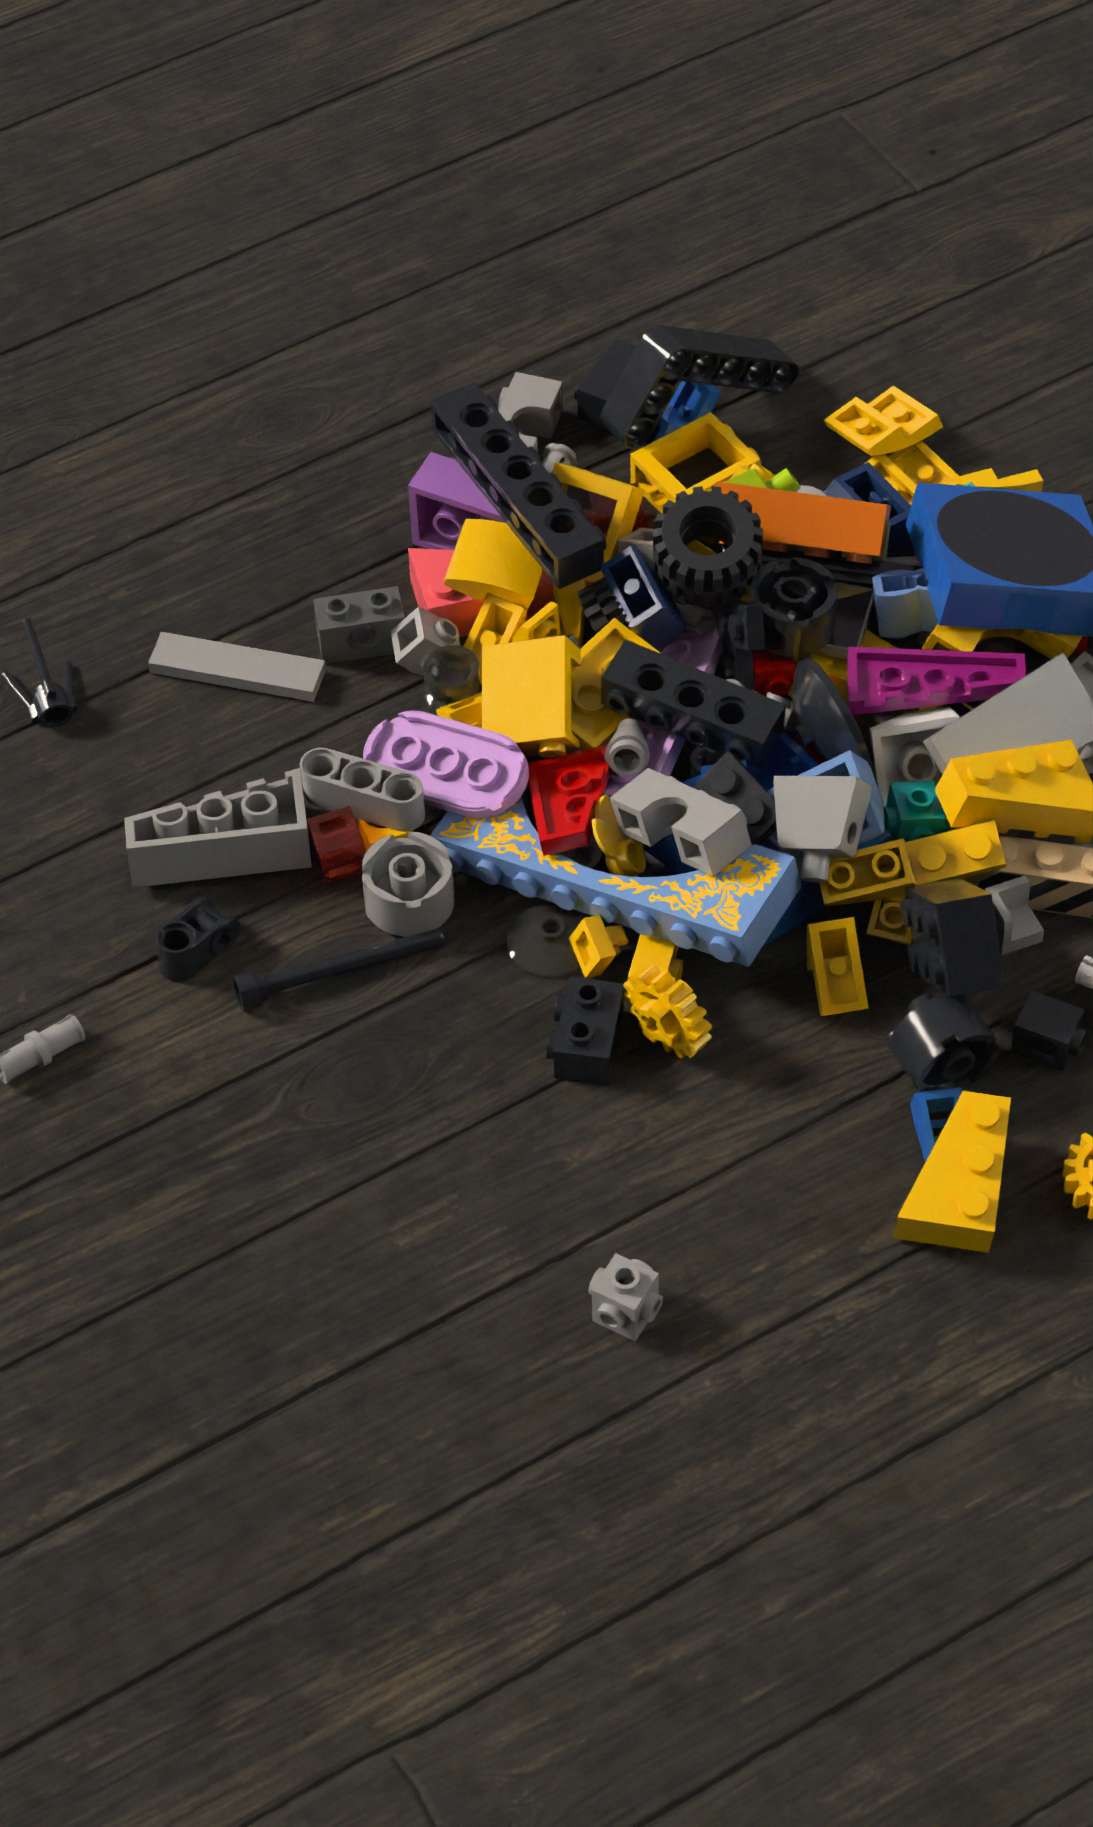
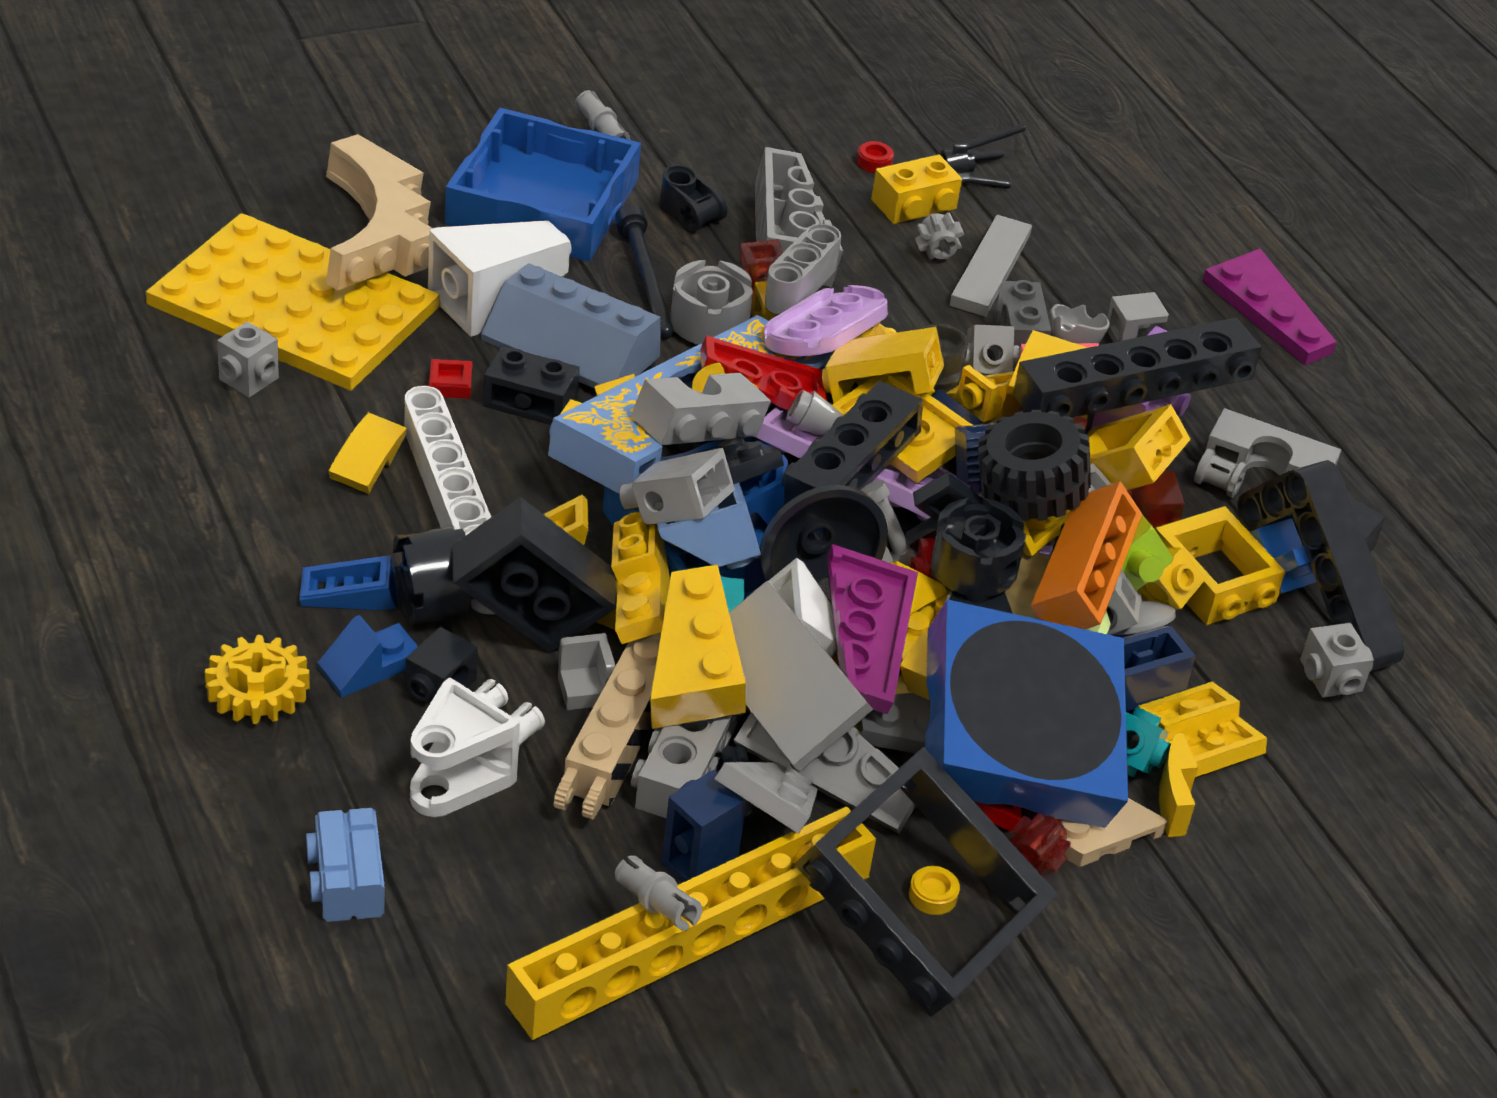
camera: 90 degrees right, 10 degrees down
(44, 785) = (874, 155): none -> red tile
(121, 733) = (916, 188): none -> yellow brick
(201, 1080) = (544, 173): none -> blue tile
(214, 704) = (939, 236): none -> light grey gear
(240, 443) = (1271, 303): none -> magenta wing
(316, 1206) = (395, 209): none -> tan arch
(323, 537) = (1134, 312): none -> light grey panel
(351, 573) = (1076, 325): none -> light grey hair
(400, 1089) = (475, 261): none -> white slope
(476, 1298) = (281, 287): none -> yellow plate
(487, 1006) = (574, 325): none -> sand blue slope
(579, 1117) = (451, 377): none -> red tile
(667, 1011) = (522, 413): yellow gear -> none
(734, 1151) = (366, 452): none -> yellow slope
(767, 1069) = (444, 464): none -> white beam
(807, 385) = (1336, 660): none -> light grey brick
(884, 424) = (1283, 714): yellow slope -> none
(961, 1180) = (283, 562): yellow wedge -> none
(1044, 1099) = (365, 656): none -> blue slope

